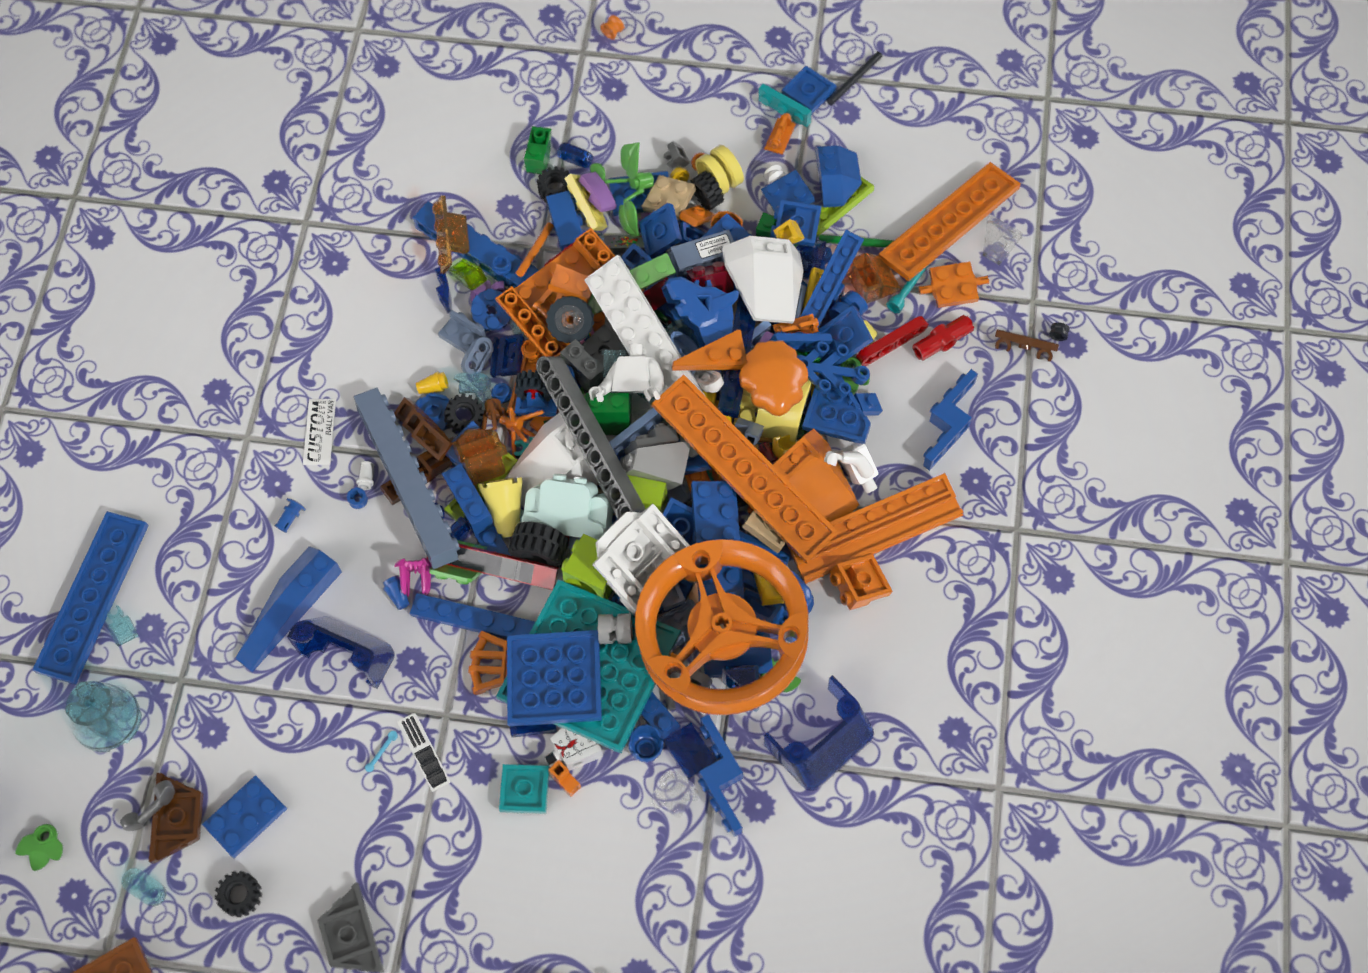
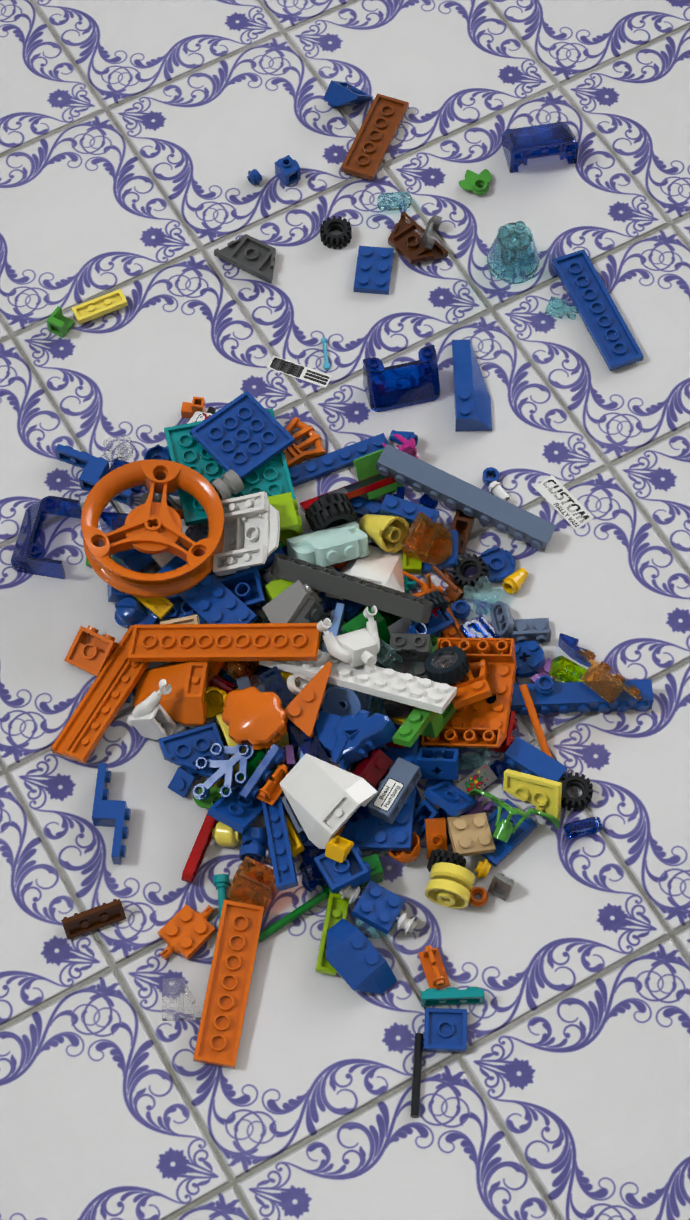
camera: 140 degrees right, 5 degrees down
(288, 516) = (524, 438): blue pin -> none
(423, 428) = (480, 536): reddish brown slope -> none
(524, 789) = (215, 388): teal plate -> none
(538, 150) = (613, 805): green slope -> none
(600, 193) = (529, 797): medium lavender slope -> none
(612, 27) = (664, 968): orange wheel -> none
(943, 337) = (162, 877): red piece -> none
(1059, 331) = (72, 946): black bush -> none

